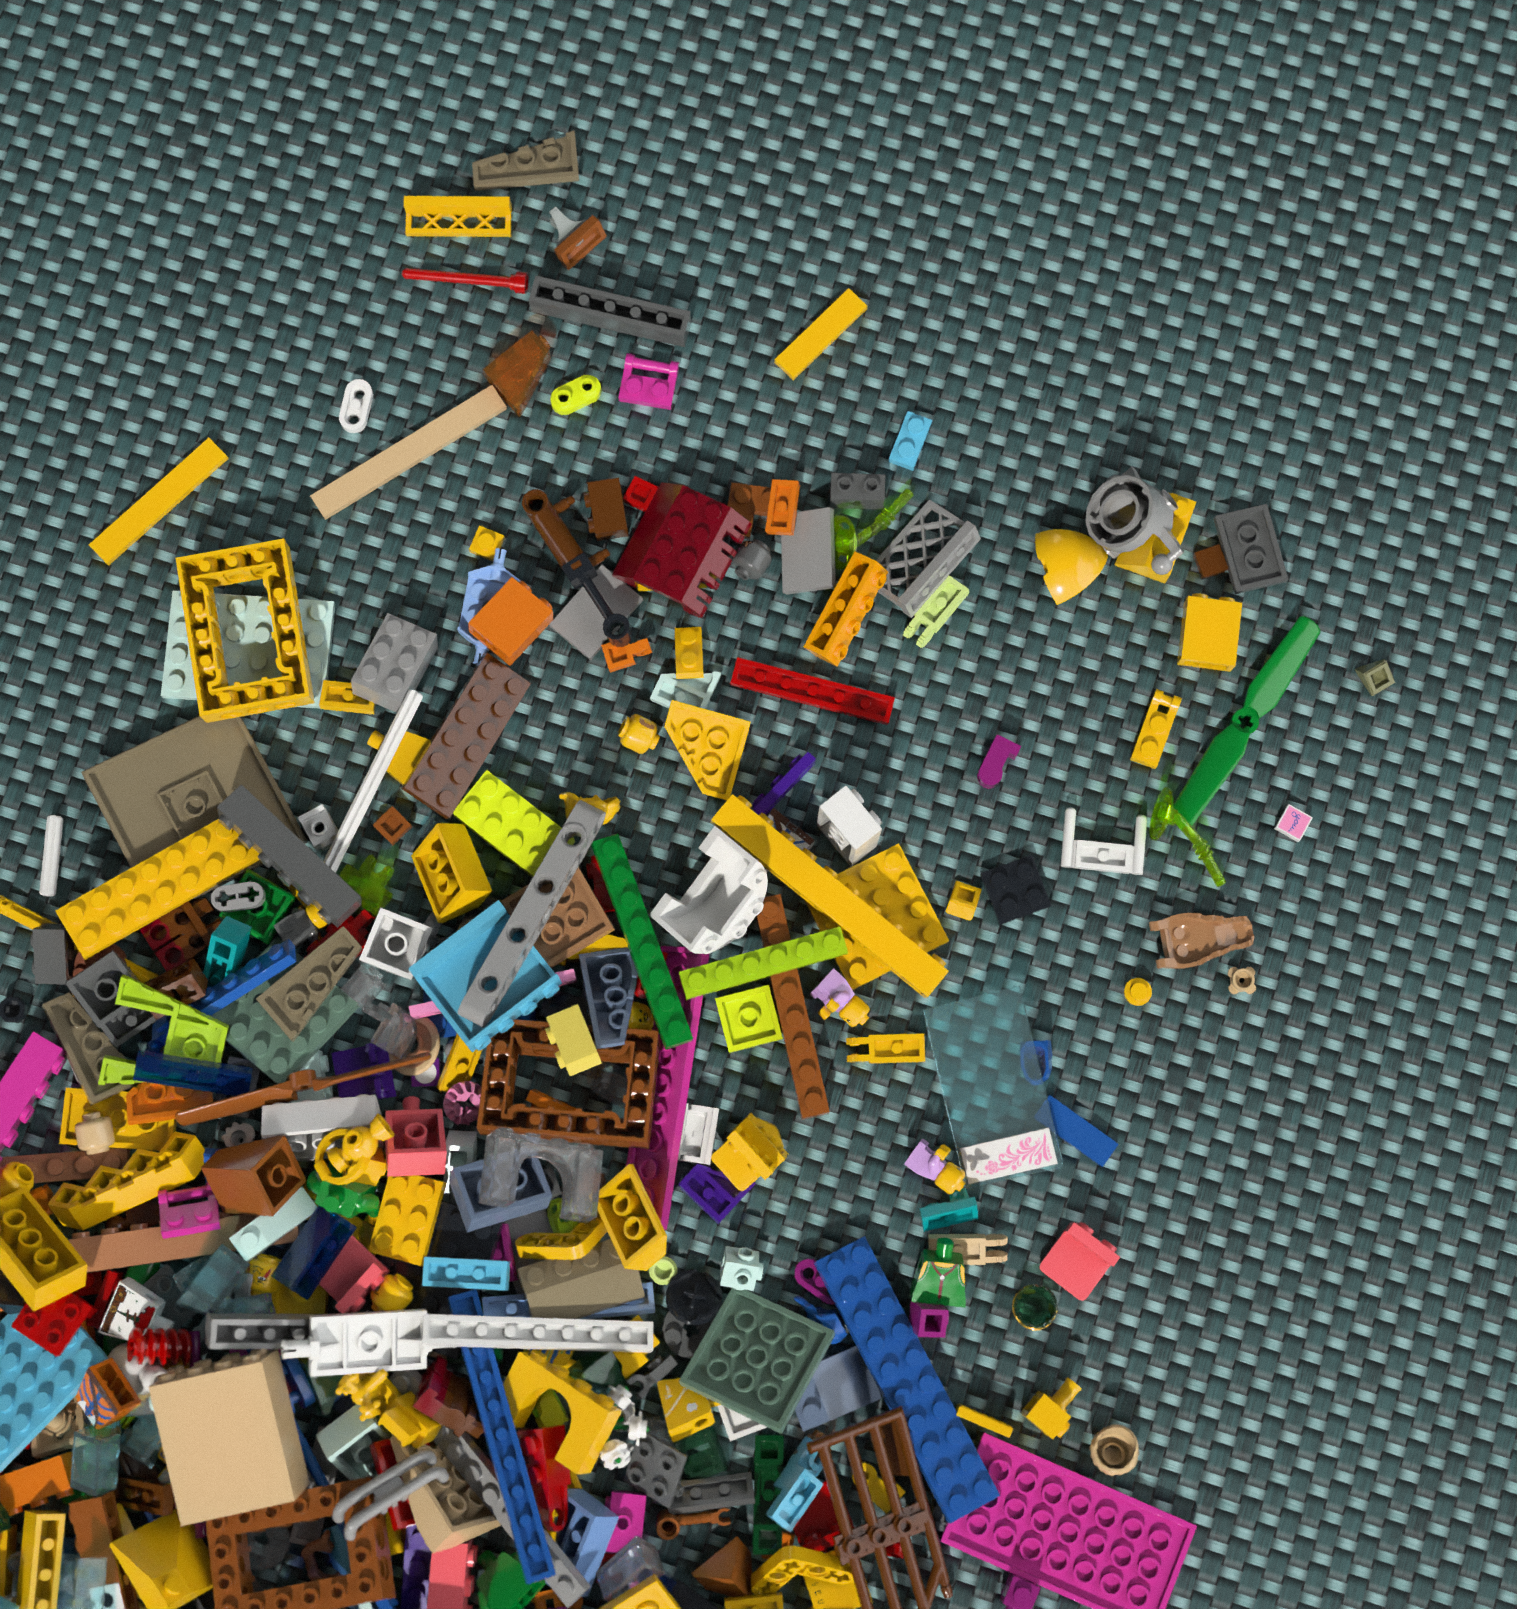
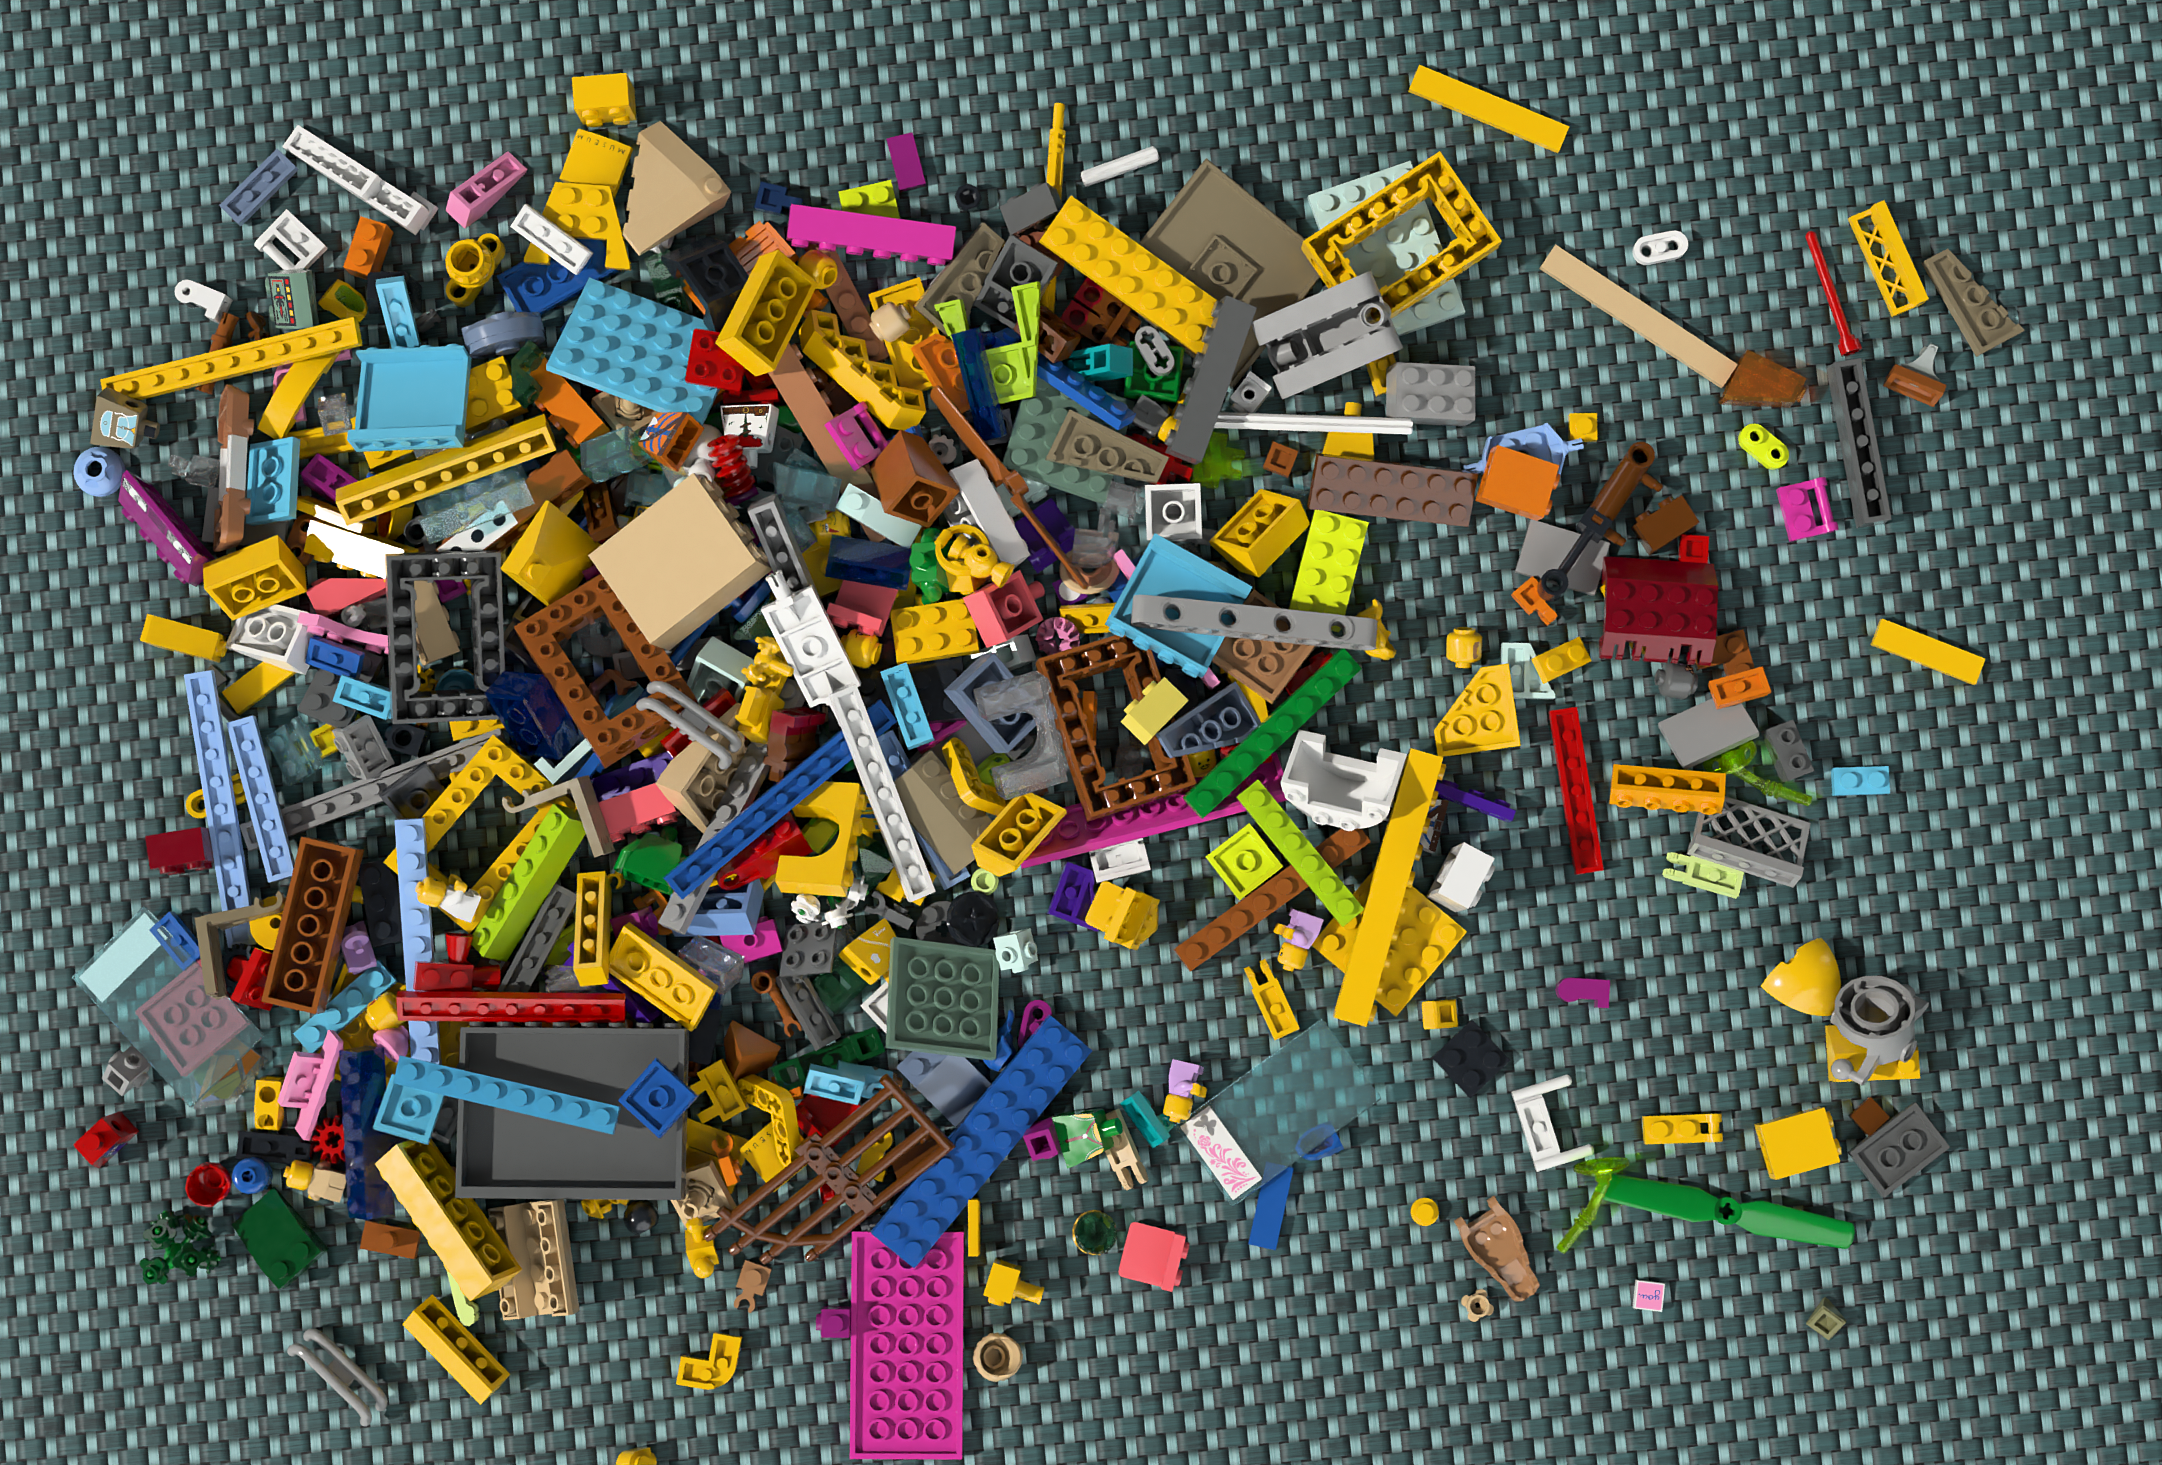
camera: 70 degrees right, 5 degrees up
(296, 731) = (1327, 334): none -> light grey panel

